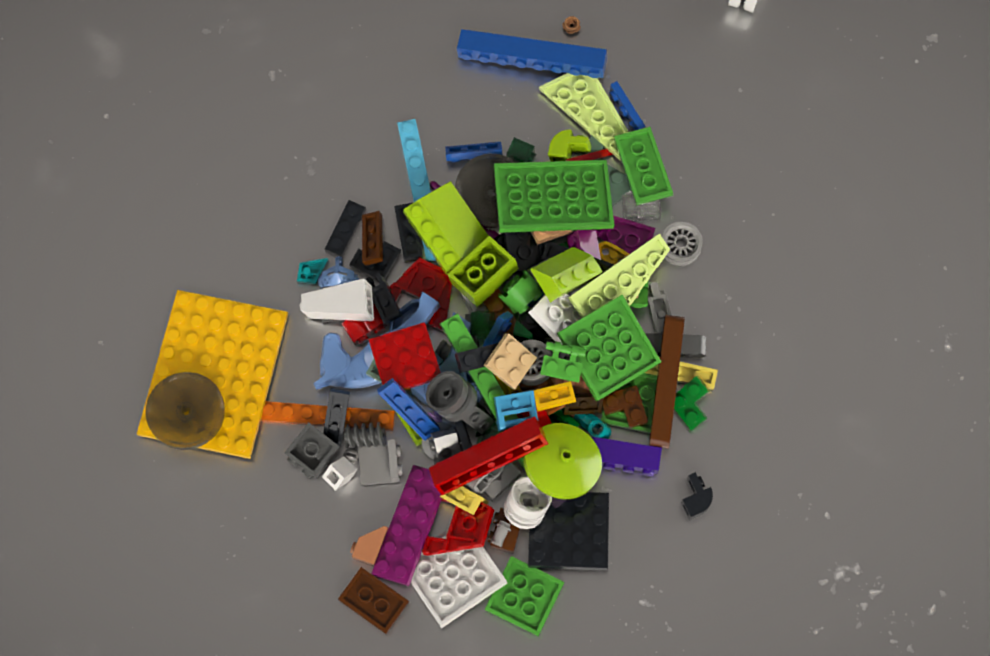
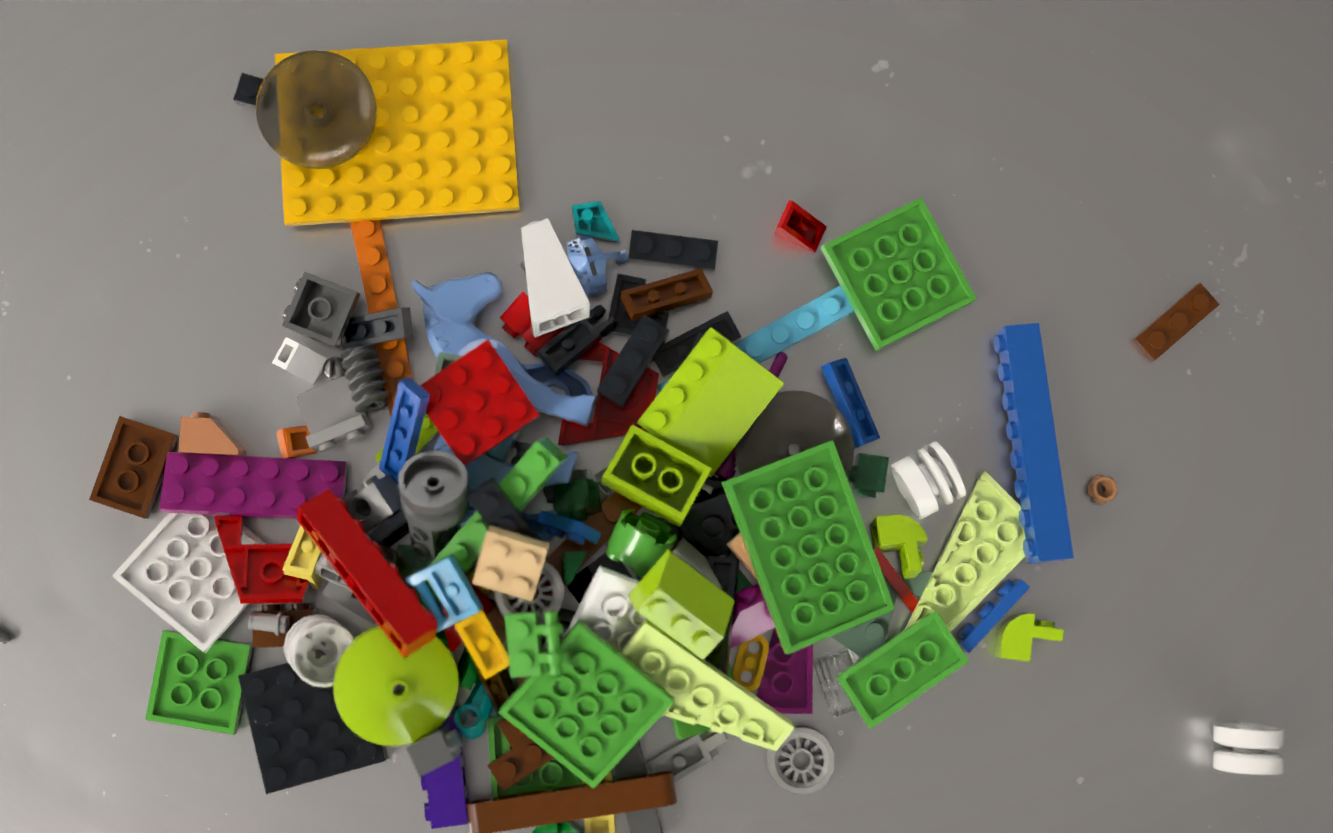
camera: 70 degrees right, 10 degrees up
(154, 458) = (247, 90): none -> black plate
(356, 150) = (800, 227): none -> red slope
(390, 494) = (293, 442): none -> orange slope
(404, 100) = (898, 273): none -> bright green plate
(408, 267) = (633, 361): none -> black brick
(535, 119) = (923, 482): none -> white wheel
(610, 446) = (435, 749): none -> dark grey brick
(644, 98) = (1017, 632): none -> lime brick

